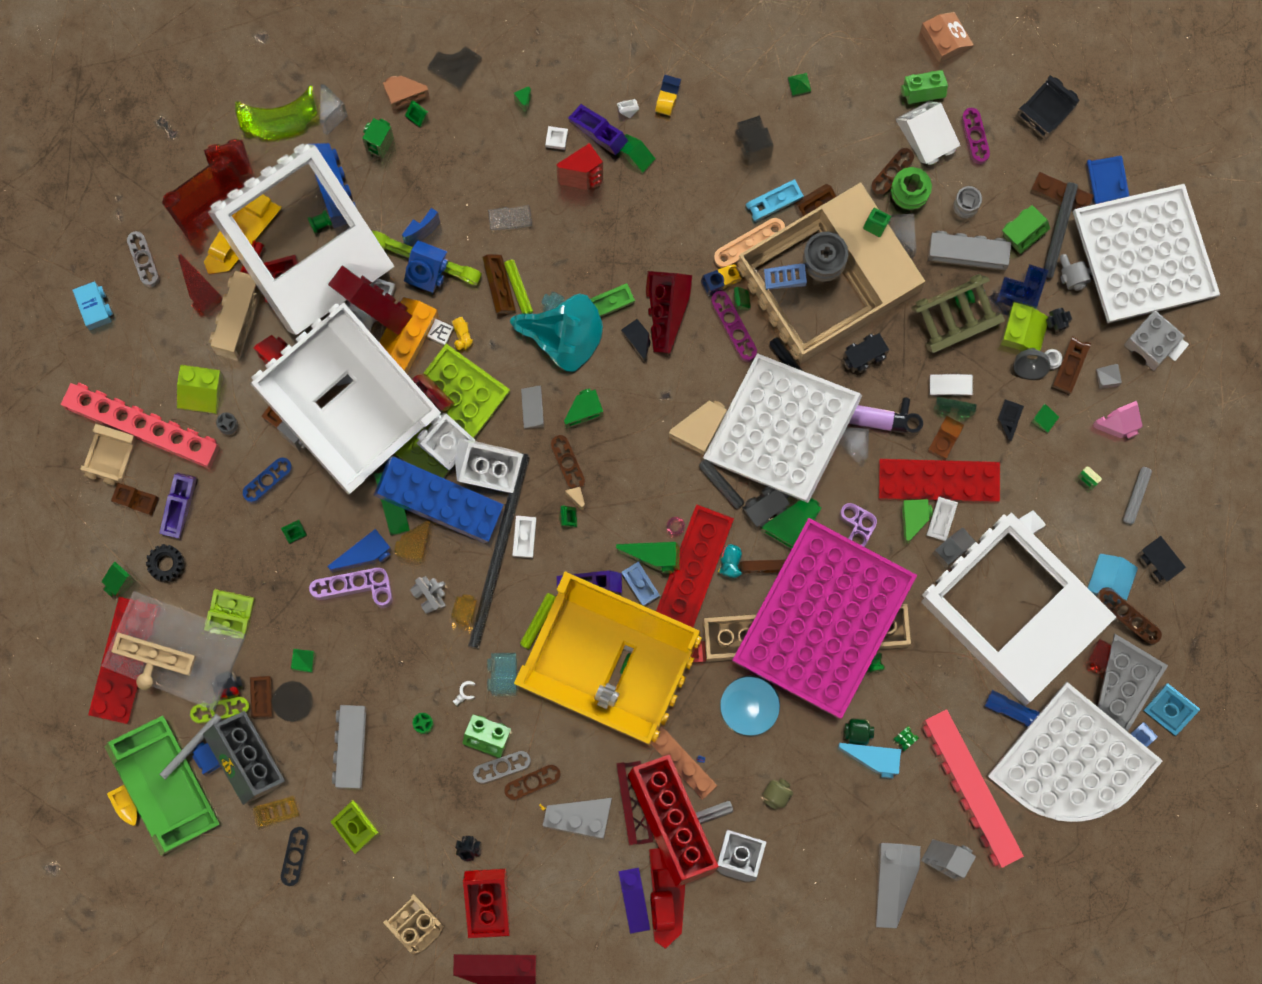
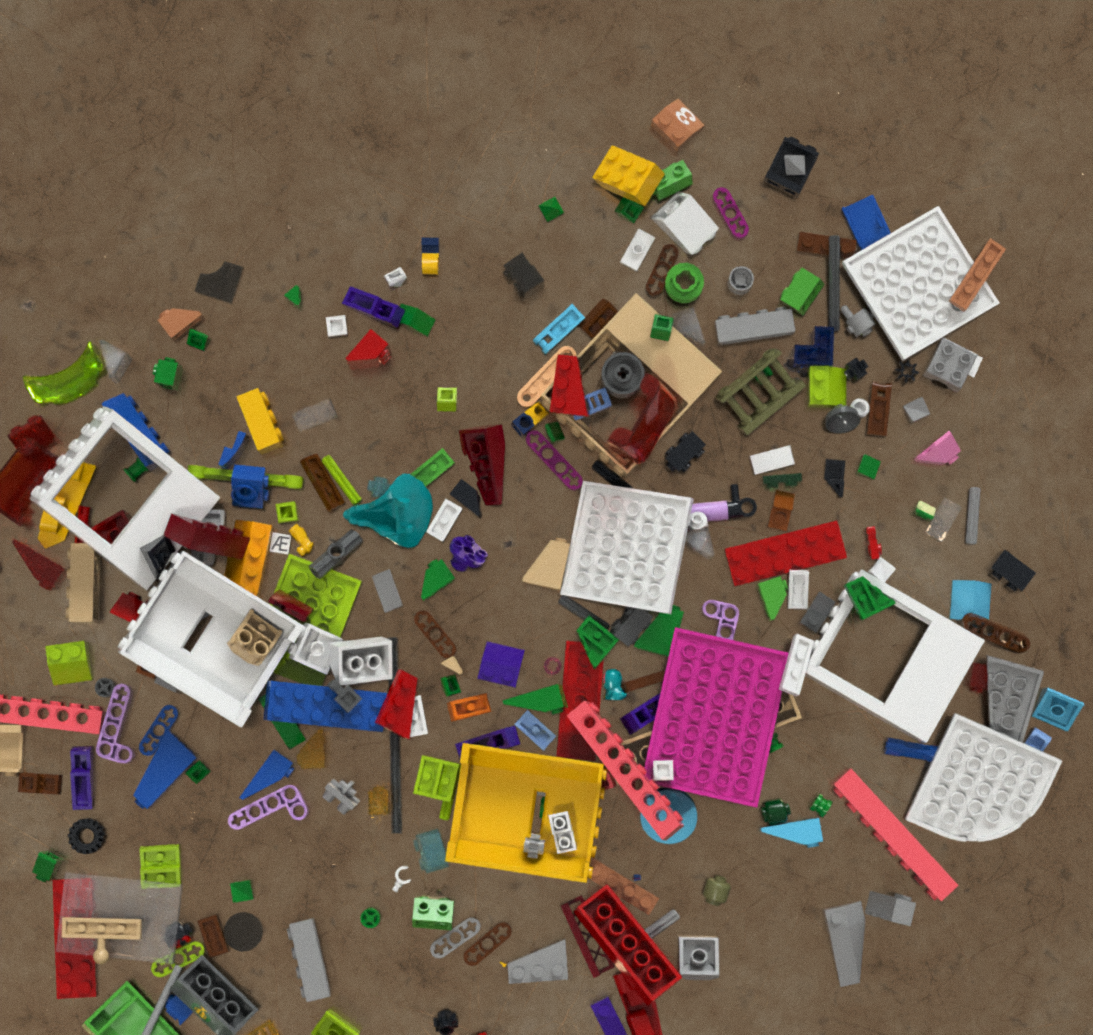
camera: 15 degrees left, 5 degrees up
(230, 460) = (118, 722): none -> lavender beam
(261, 520) = (166, 767): none -> blue slope
(317, 302) = (157, 554): none -> black slope
(387, 413) = (253, 639): none -> tan slope
(455, 303) = (287, 512): none -> lime slope
(456, 206) = (260, 421): none -> yellow brick
(462, 494) = (346, 696): none -> dark grey plate
(501, 351) = (344, 546): none -> dark grey piece
(510, 521) = (398, 705): none -> red wing
(528, 603) = (436, 778): none -> lime slope
(580, 543) = (468, 707): none -> orange slope
(608, 354) = (444, 520): none -> white plate
(621, 391) = (466, 553): none -> dark purple plate
(624, 511) = (501, 664): none -> dark purple slope
(639, 690) = (563, 832): none -> white slope
(644, 238) = (446, 399): none -> lime slope
(689, 581) = (580, 718): none -> coral brick
(726, 511) = (596, 641): none -> green wing
(749, 598) = (641, 715): none -> dark purple slope
(757, 654) = (663, 770): none -> white tile
(767, 256) = (568, 391): none -> red wing
(825, 323) = (640, 441): none -> clear red windscreen
(860, 420) = (697, 521): none -> white plate
(873, 146) = (637, 250): none -> white plate
(876, 104) = (629, 209): none -> green slope
(885, 69) = (628, 175): none -> yellow brick
(920, 588) = (796, 665): none -> white plate
(1008, 541) = (867, 598): none -> green wing
(1029, 499) = (874, 548): none -> red plate
(1052, 105) = (794, 164): none -> light grey slope
(1106, 490) = (943, 519): none -> clear slope
(1107, 340) = (908, 376): none -> black gear
(1205, 259) = (977, 275): none -> nougat plate

